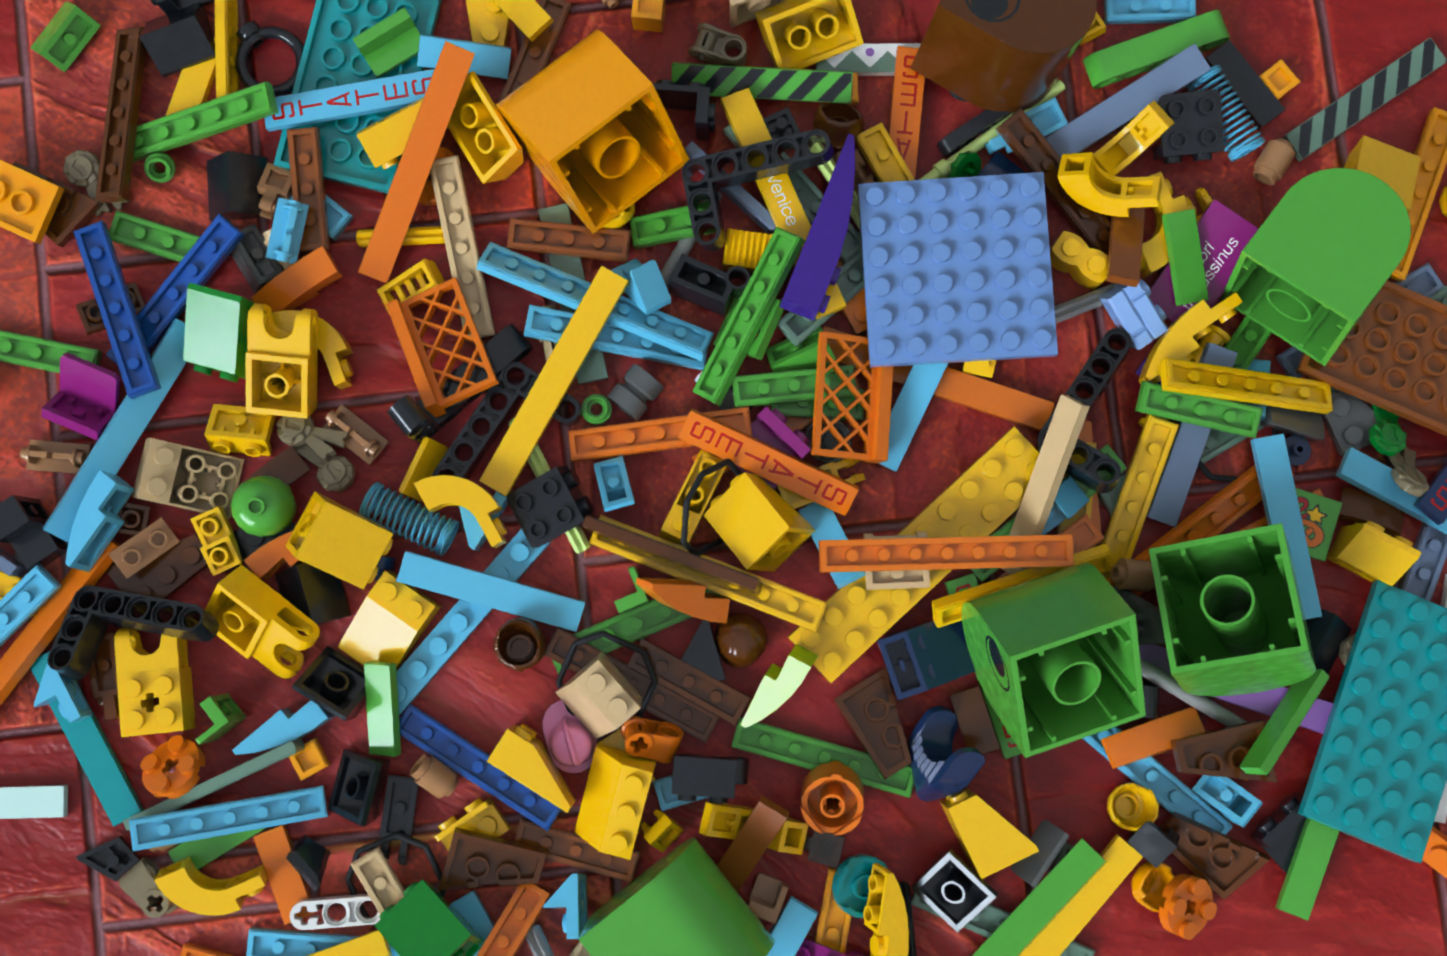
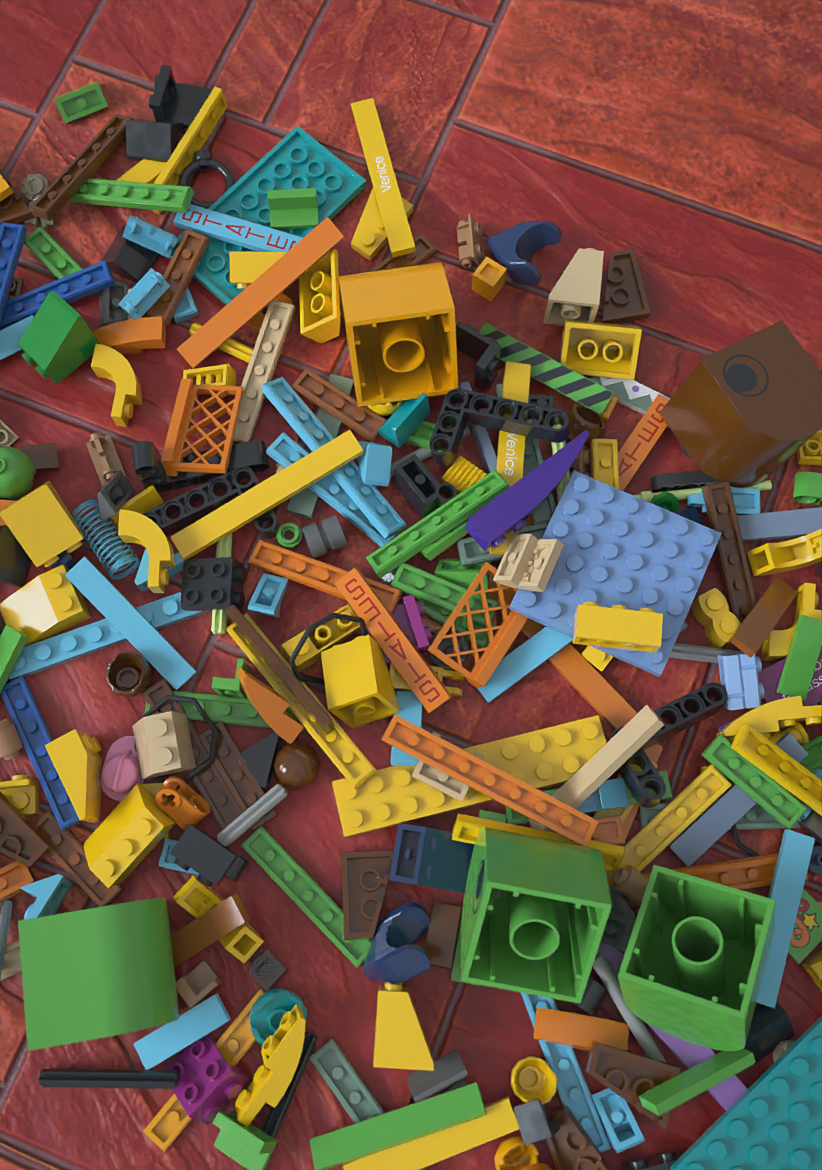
camera: 30 degrees right, 10 degrees down
(156, 175) = (81, 213): bright green plate -> none
(238, 431) = (27, 414): yellow bracket -> none
(252, 160) = (149, 236): none -> medium azure hinge
(273, 184) = (152, 260): medium nougat plate -> none
(278, 358) = (82, 380): yellow brick -> none
(302, 431) = (70, 435): dark tan piece -> none
(335, 474) = (74, 478): dark tan piece -> none
(394, 469) = (114, 495): none -> dark grey slope
(488, 58) = (349, 250): medium azure tile -> none
(649, 221) = (405, 420): none -> teal panel
(662, 832) = (148, 882): yellow tile -> none
(713, 45) = (523, 327): dark tan piece -> none
(727, 712) = (252, 815): none -> light grey axle
(779, 684) = (304, 813): slope -> none
(832, 815) = (293, 946): orange brick -> none
(866, 310) = (528, 562): none -> tan slope
(953, 890) = (348, 1065): black slope -> none
(992, 331) = (618, 627): none -> yellow brick
(1105, 192) = (761, 575): yellow arch -> none

